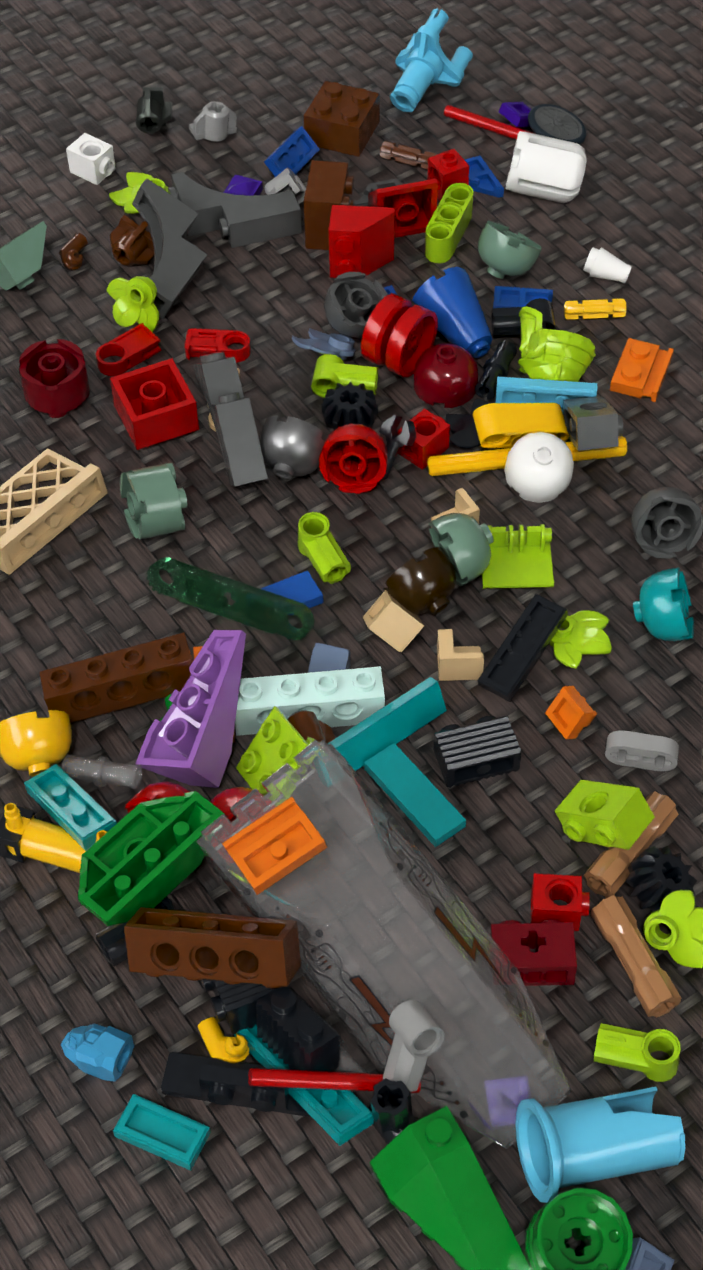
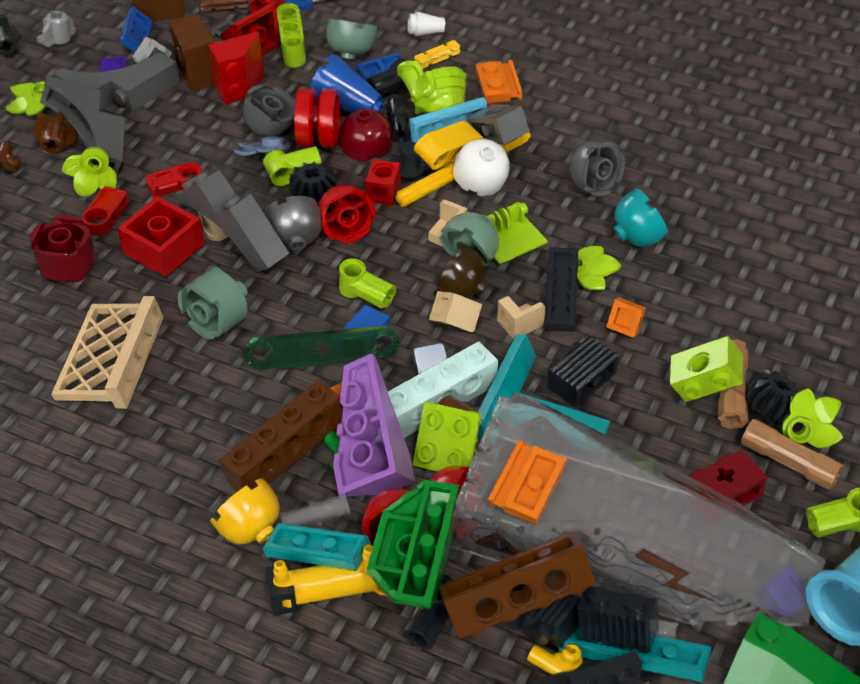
camera: 30 degrees left, 5 degrees down
(315, 1079) = (668, 636): red bar -> none
(391, 1109) = (723, 636): black piece -> none
(396, 441) = (377, 182): black bar -> none
(414, 1040) = (713, 572): light grey piece -> none
(558, 887) = (713, 441): red brick -> none
(642, 750) = (692, 321): light grey beam -> none

